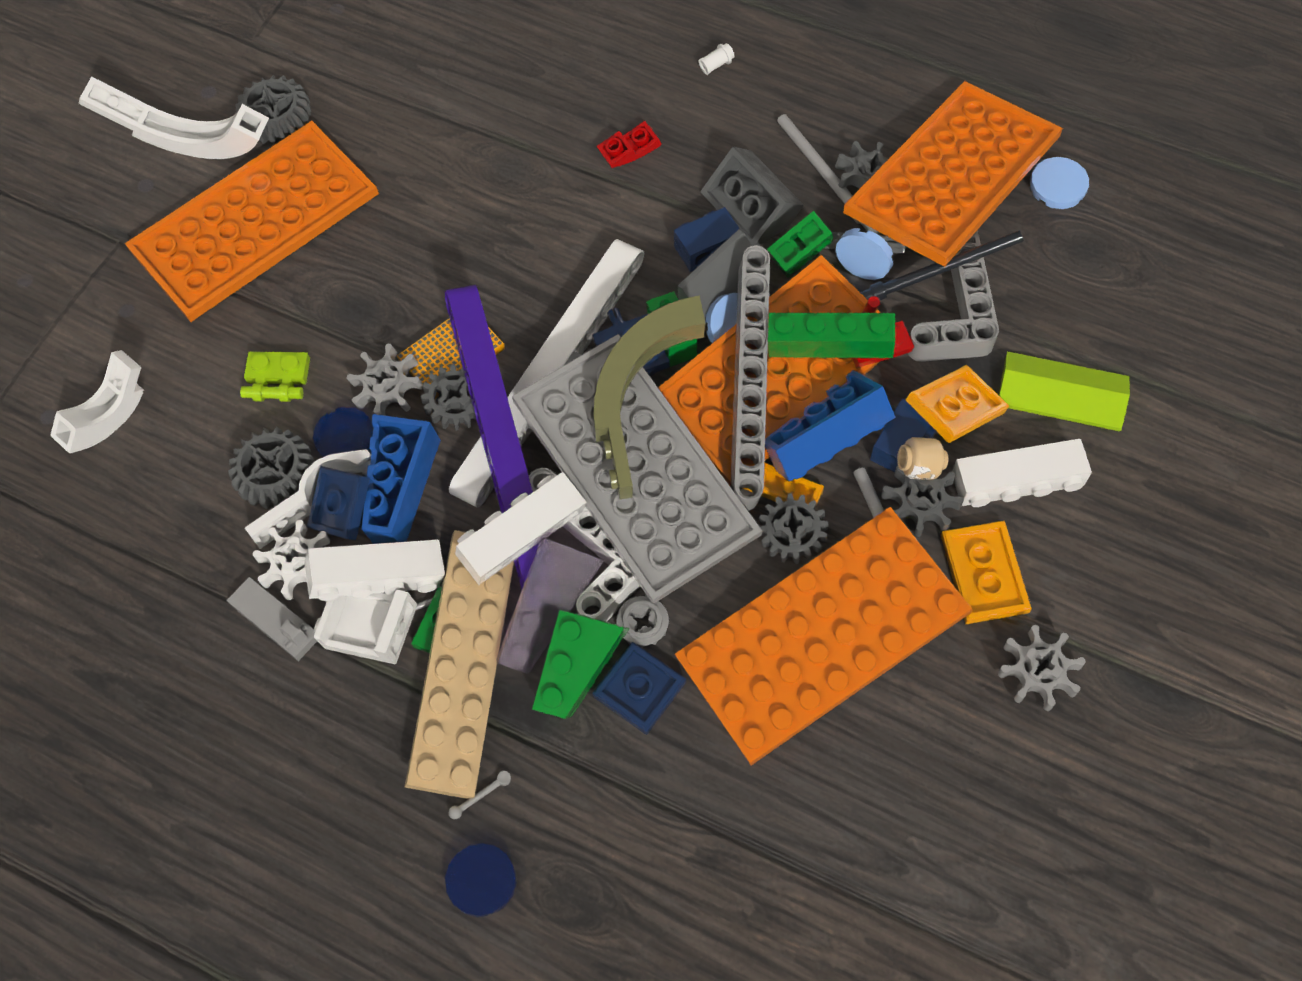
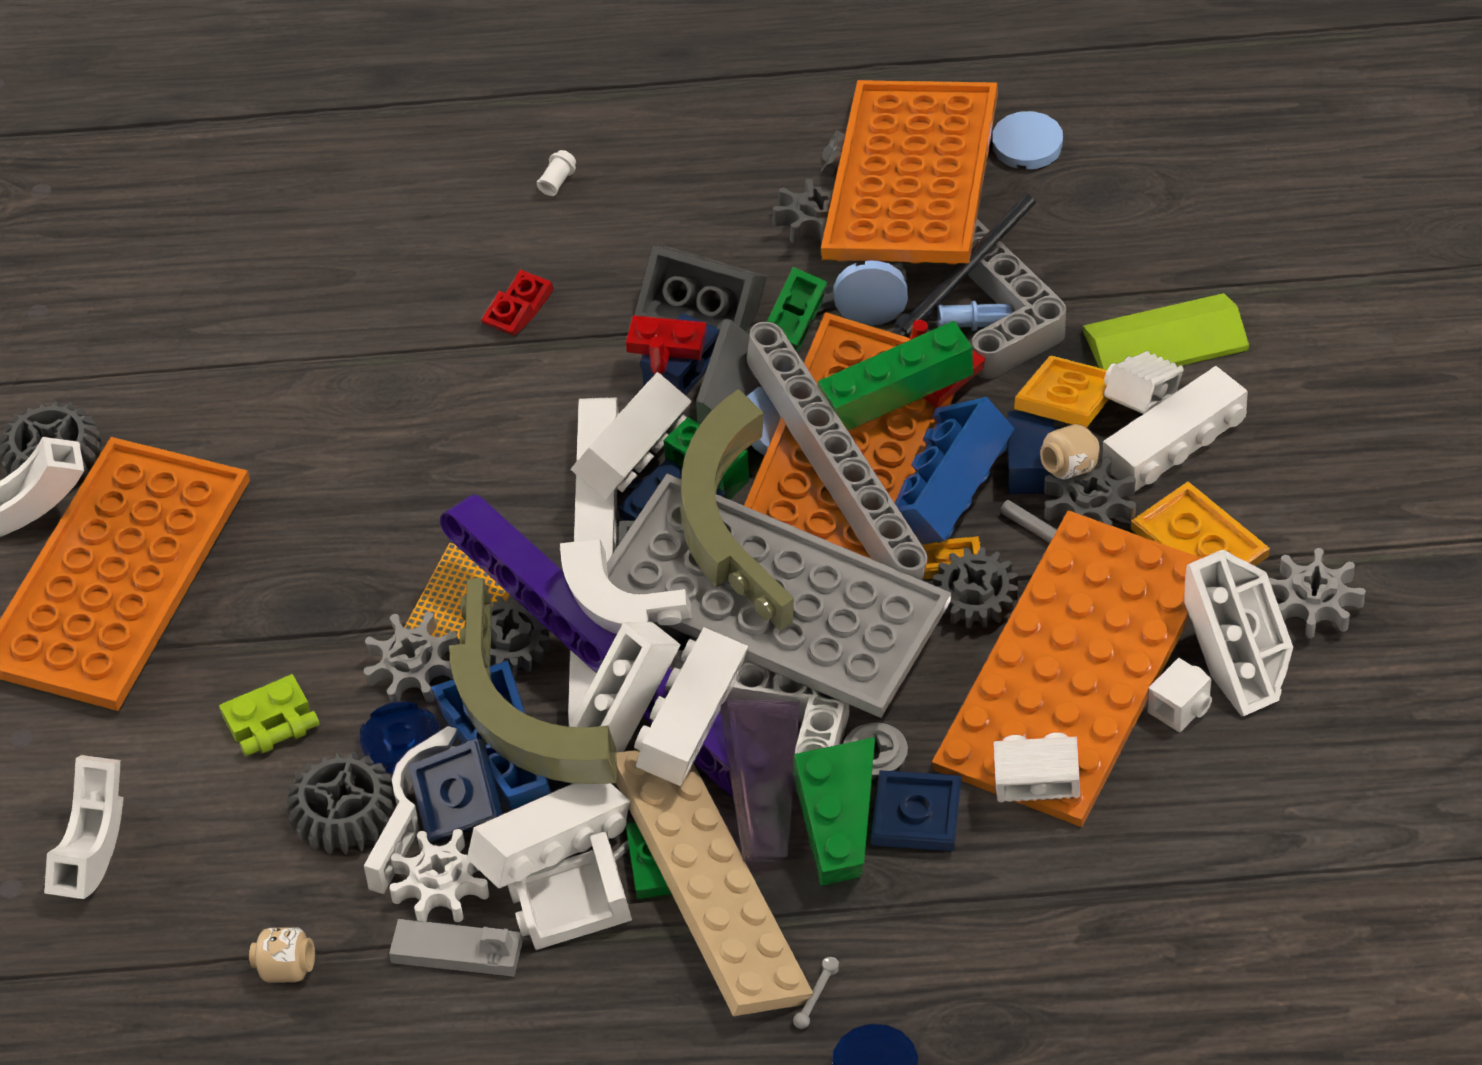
camera: 30 degrees left, 15 degrees down
(158, 564) = (282, 955): none -> tan head
(385, 456) = (536, 746): none -> olive arch
(473, 494) = (627, 680): none -> white brick
(503, 407) = (587, 576): none -> white arch
(625, 287) = (631, 435): none -> white brick
(695, 220) = (665, 339): none -> red plate
(735, 708) = (1036, 768): none -> white brick
(816, 160) = (758, 234): light grey bar -> none
(887, 699) = (1180, 695): none -> white brick
(911, 128) = (832, 153): none -> dark grey piece
(931, 305) = (972, 315): none -> light blue axle
(959, 676) = (1238, 629): none -> white wedge
(1017, 423) = (1142, 381): none -> white brick

